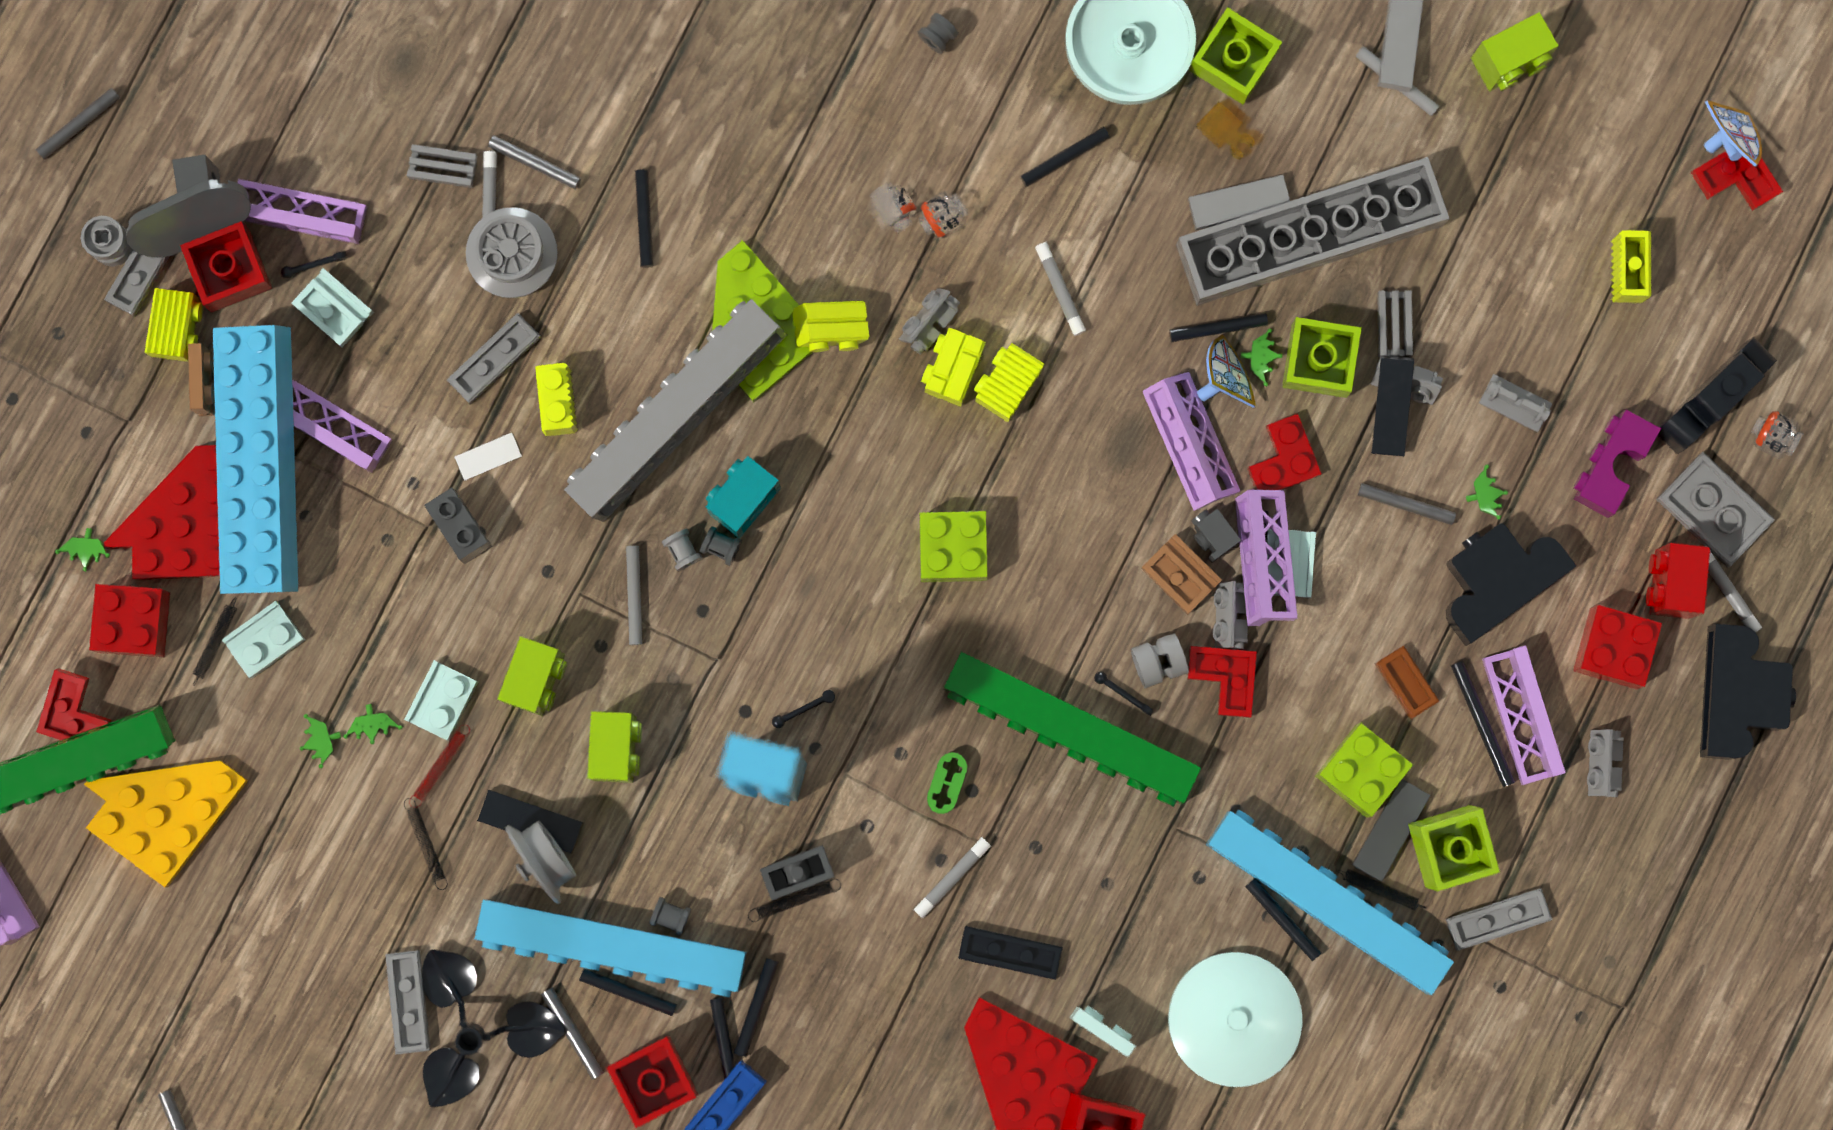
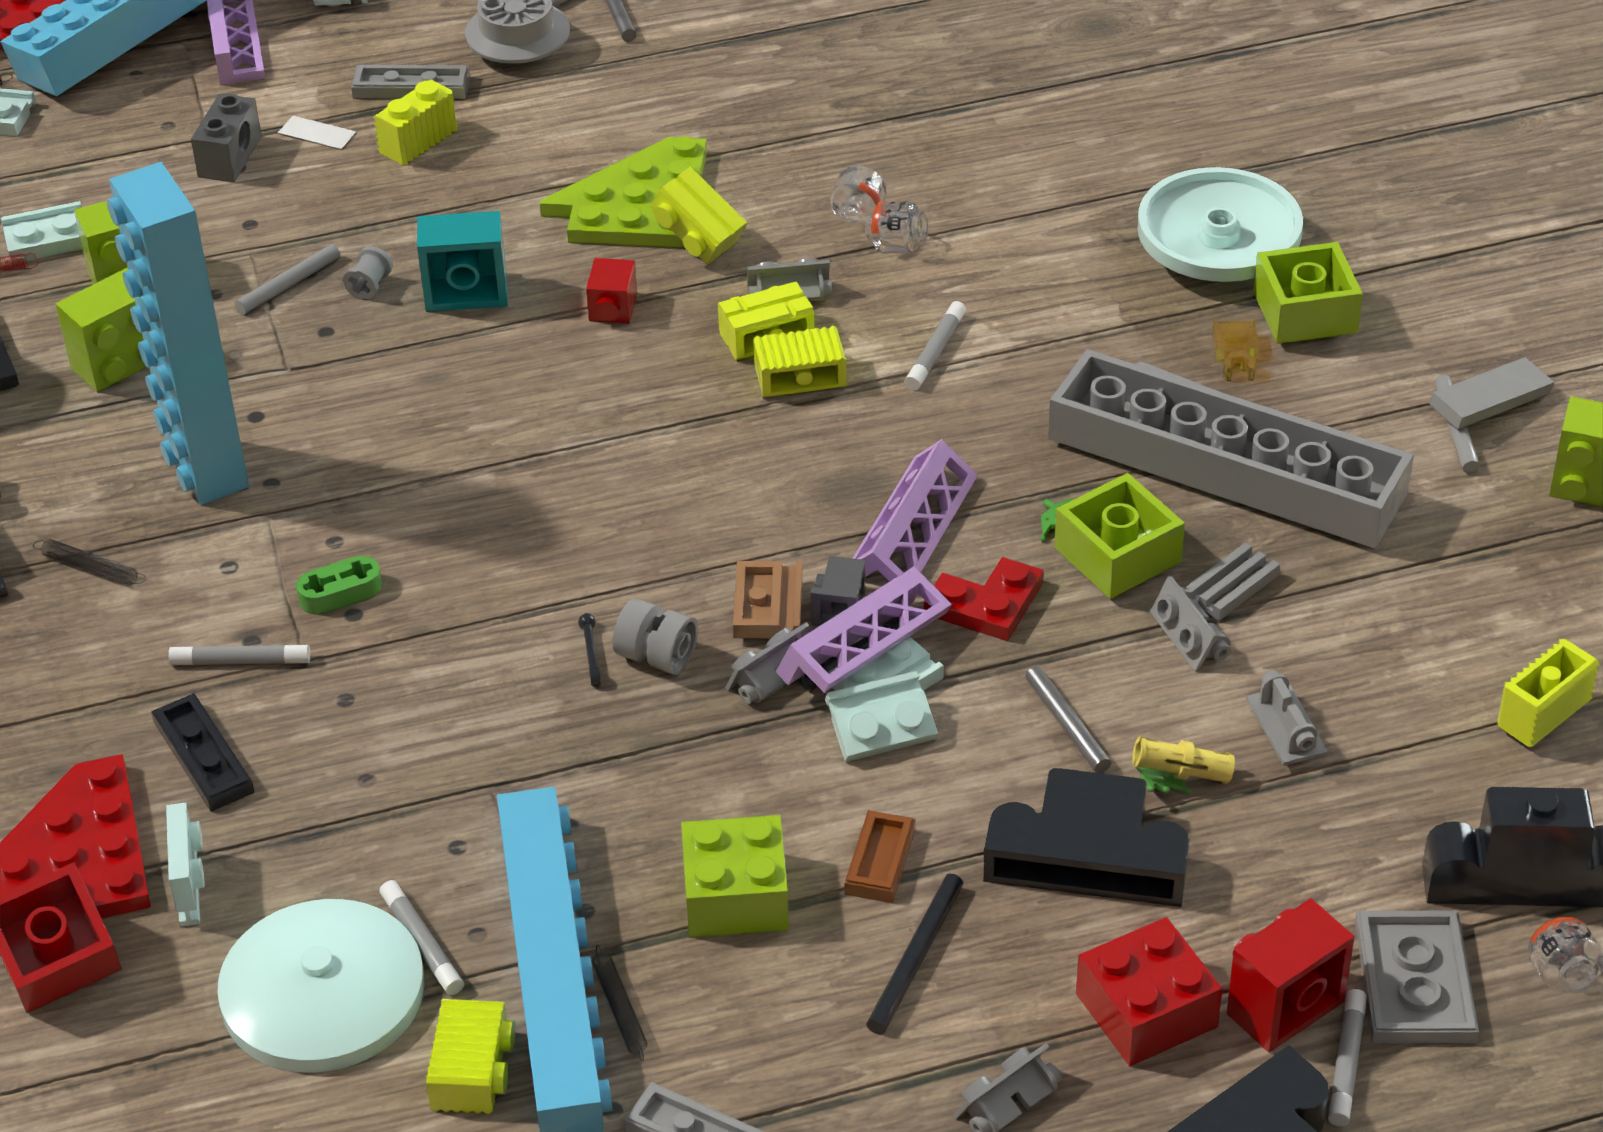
camera: 50 degrees right, 40 degrees down
(644, 218) = (648, 84): black bar -> none
(674, 411) = (490, 166): light grey brick -> none
(721, 545) = (403, 297): dark grey bush -> none
(797, 873) = (117, 526): dark grey brick -> none
(828, 697) = (335, 454): black hinge -> none
(841, 428) = (611, 290): none -> red brick
(938, 33) = (1051, 127): dark grey wheel -> none
(953, 546) = (588, 425): lime brick -> none
(1065, 156) = (1060, 271): black bar -> none
(1072, 729) = (504, 631): green brick -> none
(1218, 327) = (1044, 464): black bar -> none
(1226, 374) = (1012, 483): shield -> none
(1233, 670) = (710, 707): red plate -> none
(1249, 947) = (426, 942): none -> light grey bar
(1283, 919) = (487, 940): black bar -> none
(1324, 597) = (881, 716): none -> light aqua plate
(1355, 990) = (468, 1056): none -> neon yellow brick
(1390, 830) = (698, 960): dark grey tile -> none
(1392, 406) = (1146, 618): black tile -> none
(1453, 848) = (737, 1007): lime brick -> none
(1497, 483) = (1183, 760): none -> light yellow pin
(1535, 711) = (974, 987): lavender fence -> none
(1600, 486) = (1374, 828): magenta arch -> none

